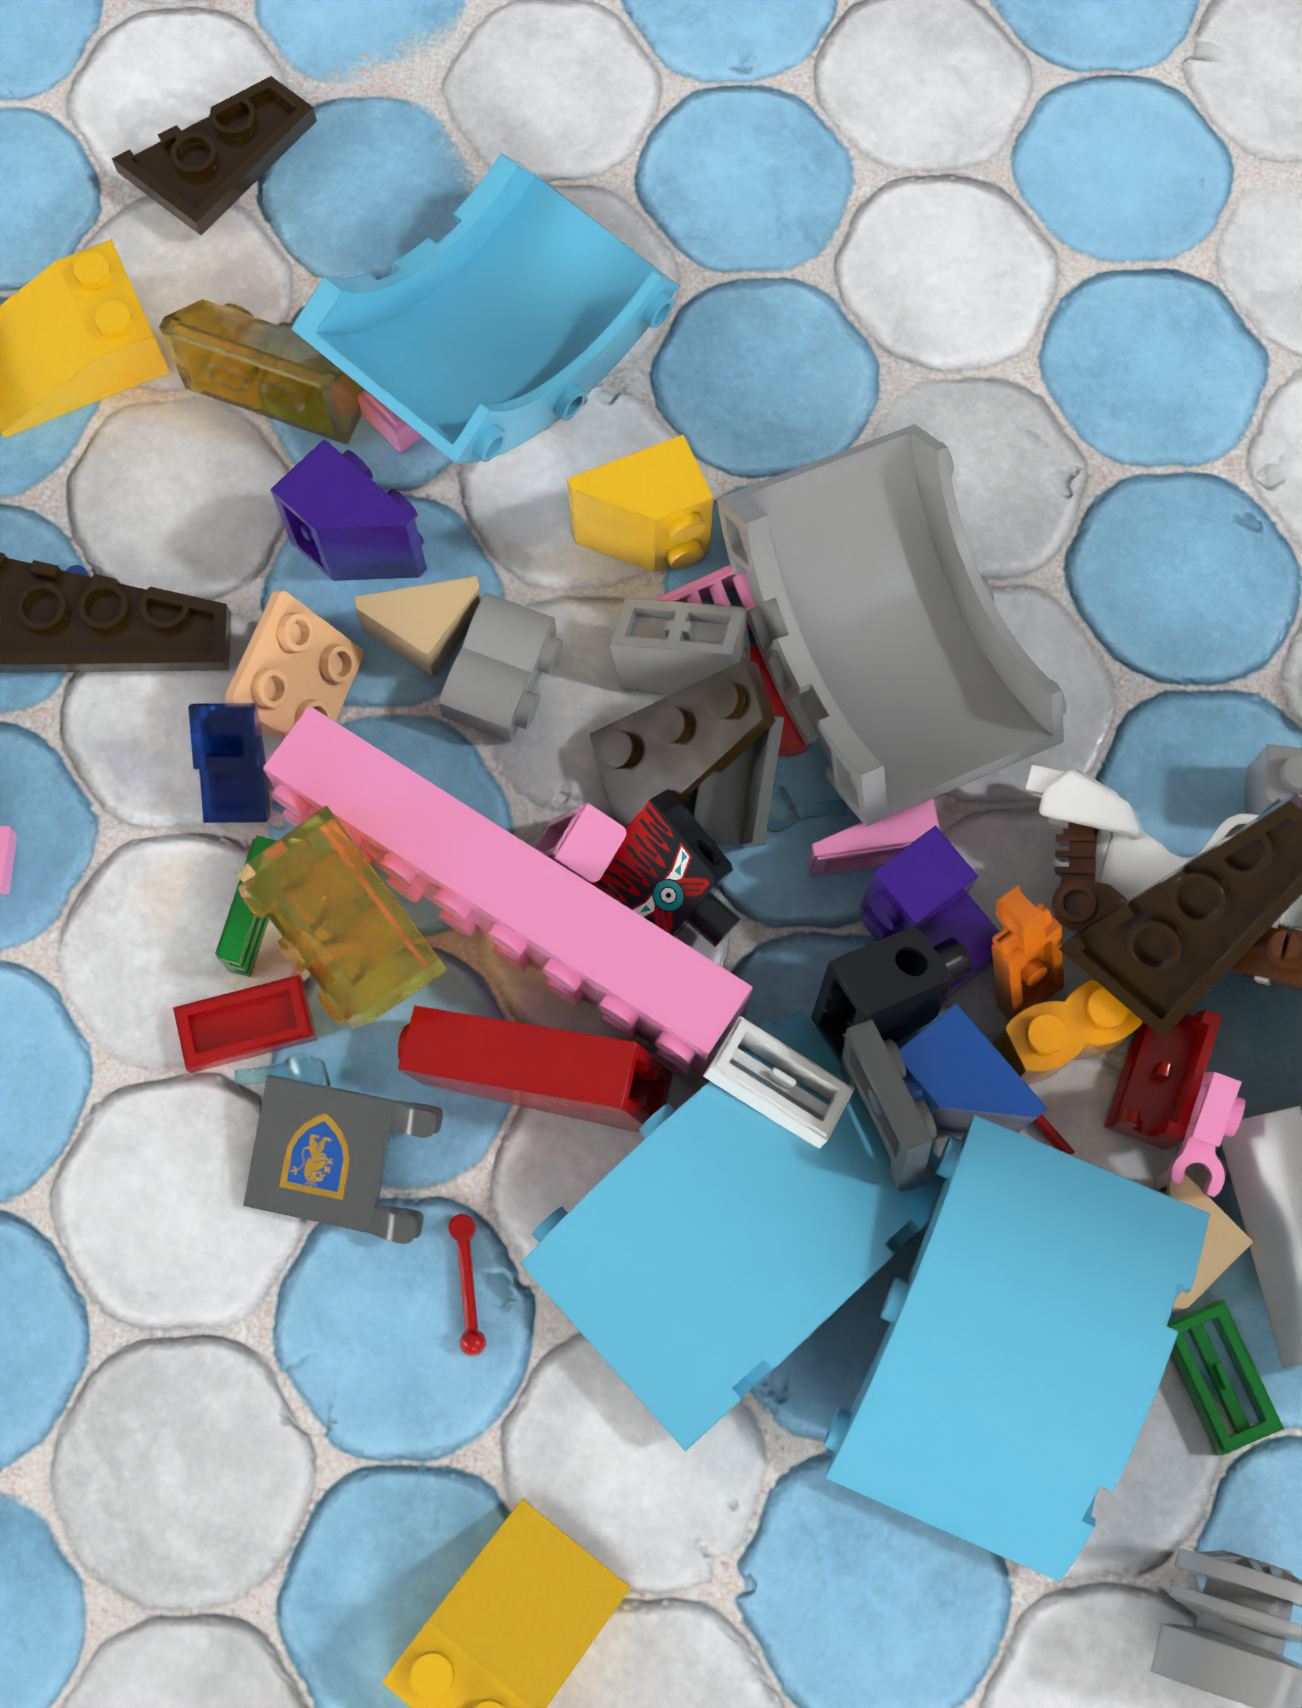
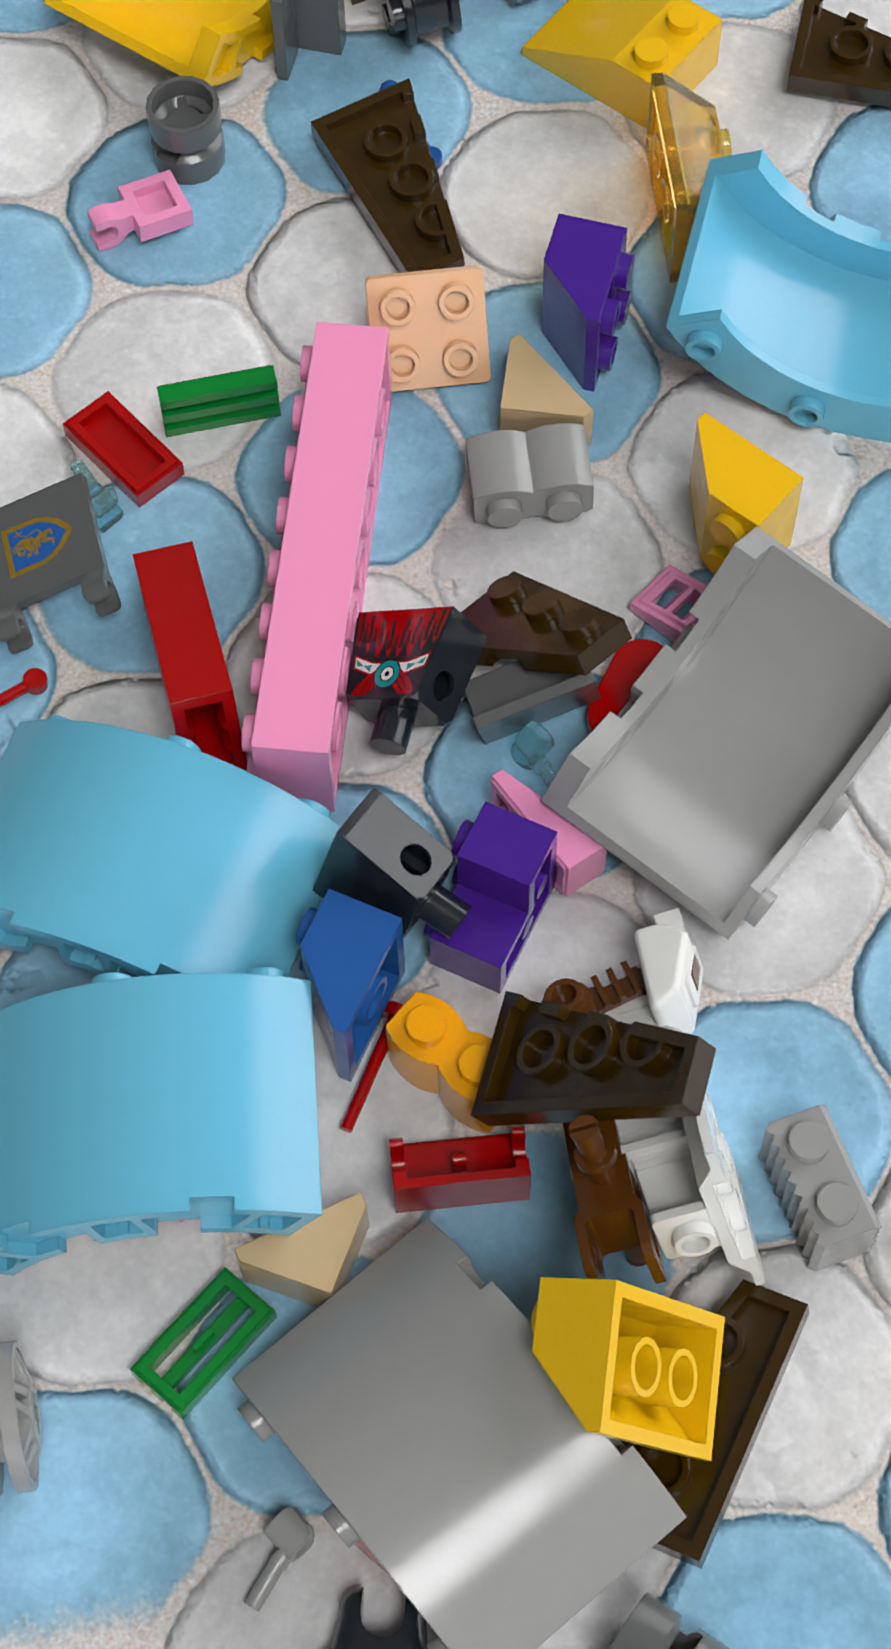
camera: 65 degrees right, 10 degrees down
(230, 762) = (332, 297): clear blue slope -> none
(338, 921) = (225, 445): clear yellow slope -> none
(582, 841) = (391, 583): bright pink slope -> none
(676, 643) = (628, 579): light grey hinge -> none
(774, 1091) = (253, 871): white tile -> none
(902, 1123) = (277, 903): dark grey plate -> none
(1025, 954) = (489, 965): orange hinge -> none
(1214, 1115) = (418, 1193): bright pink plate -> none

